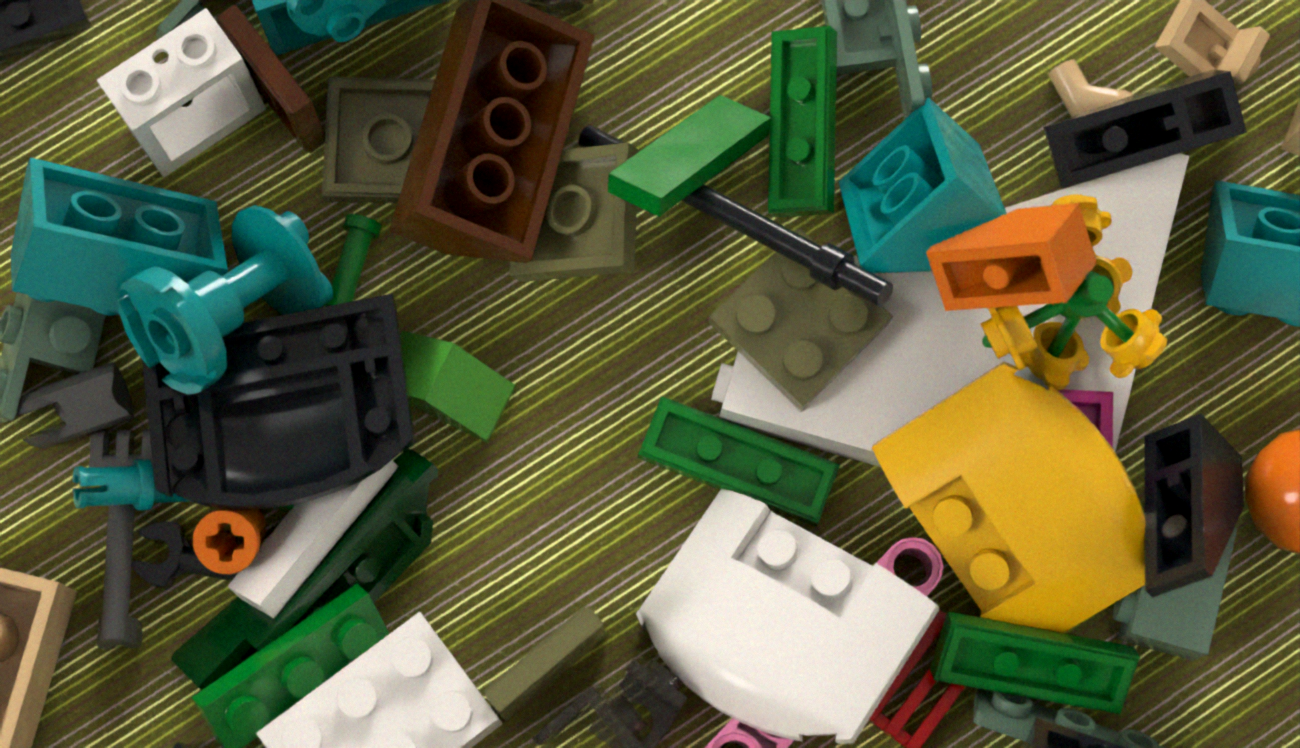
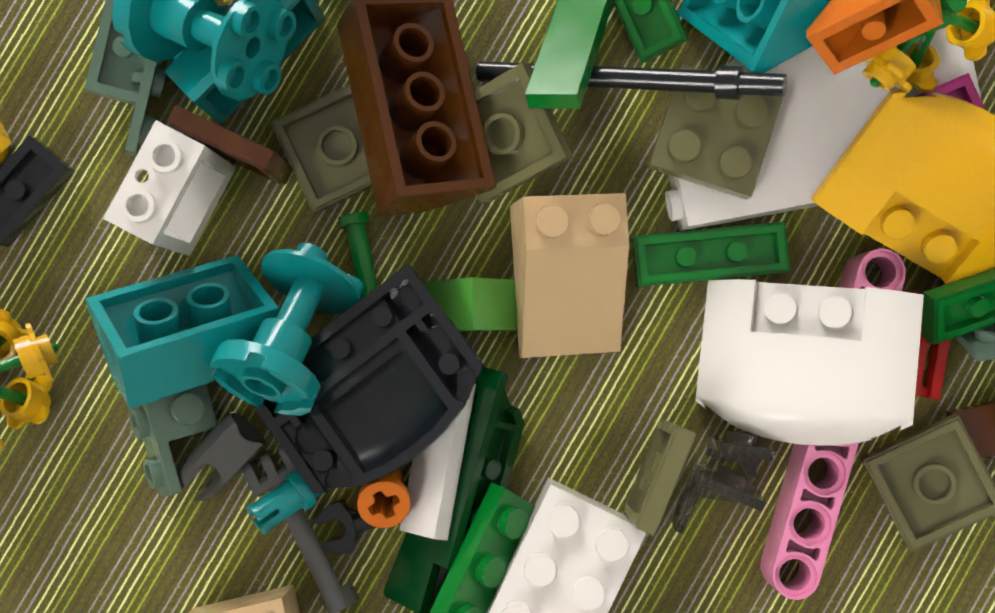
camera: 25 degrees left, 10 degrees up
(565, 399) = (569, 273): none -> tan slope

